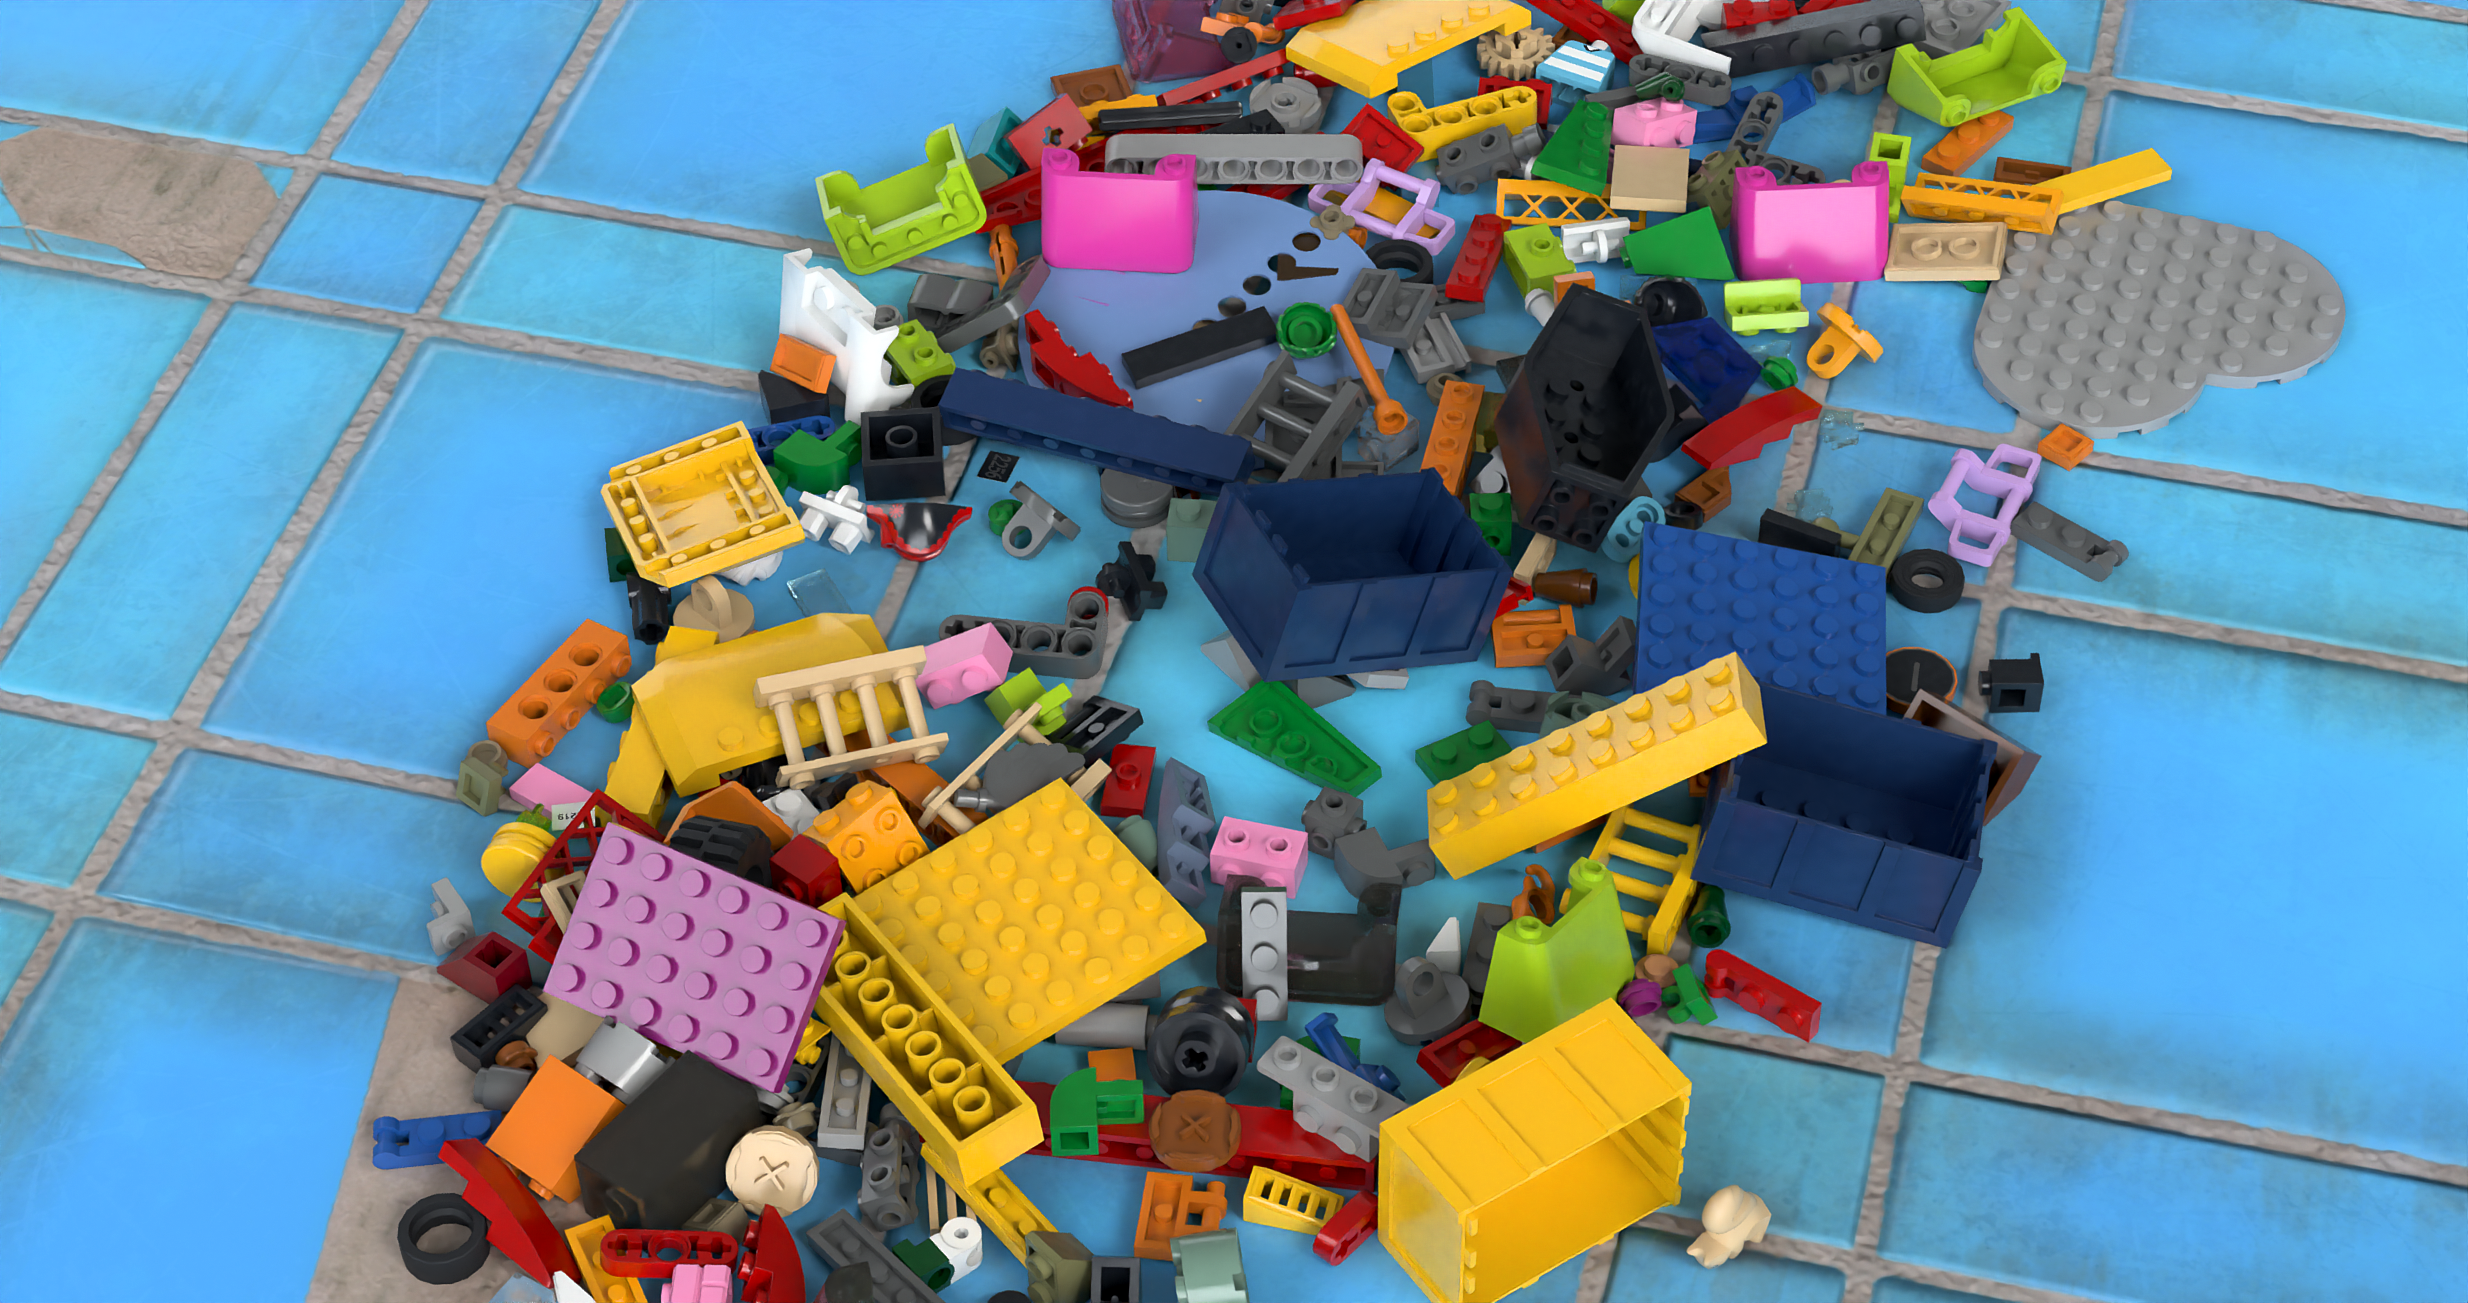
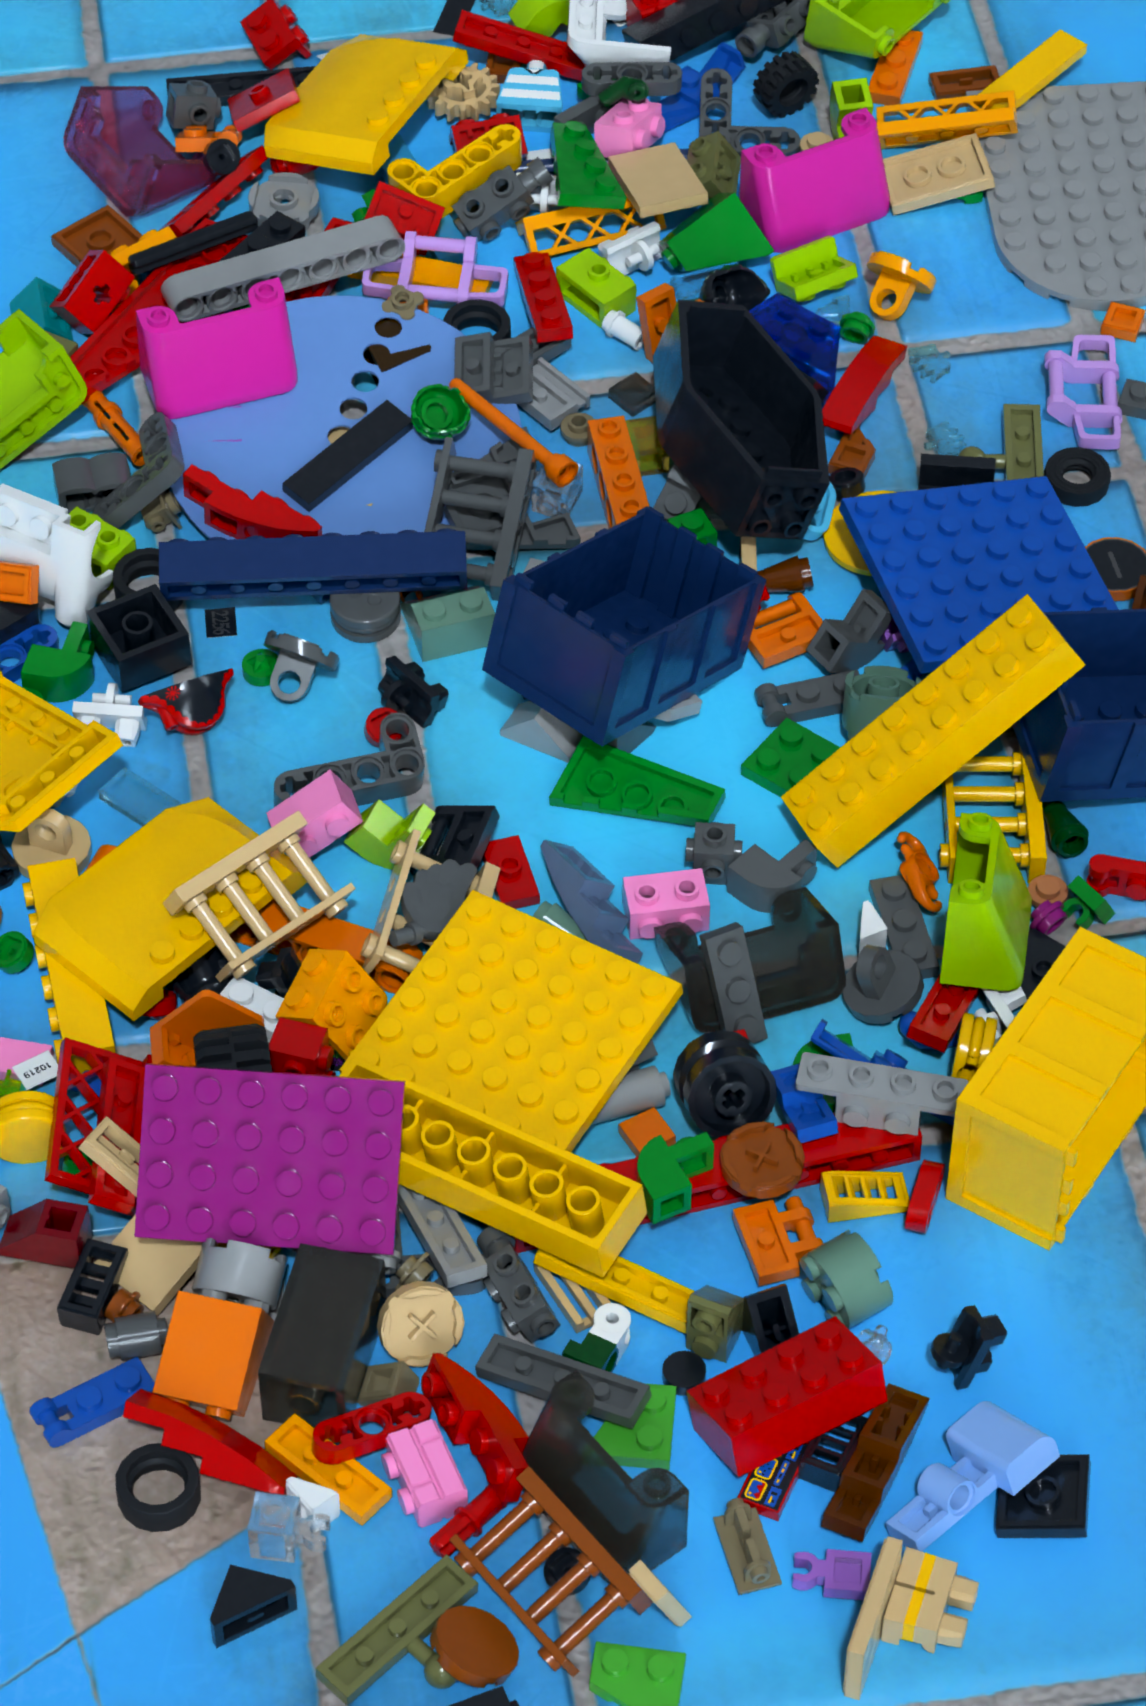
camera: 25 degrees left, 5 degrees up
(1265, 1100) = (804, 1111): none -> blue slope
(1833, 111) = (785, 84): none -> black tyre

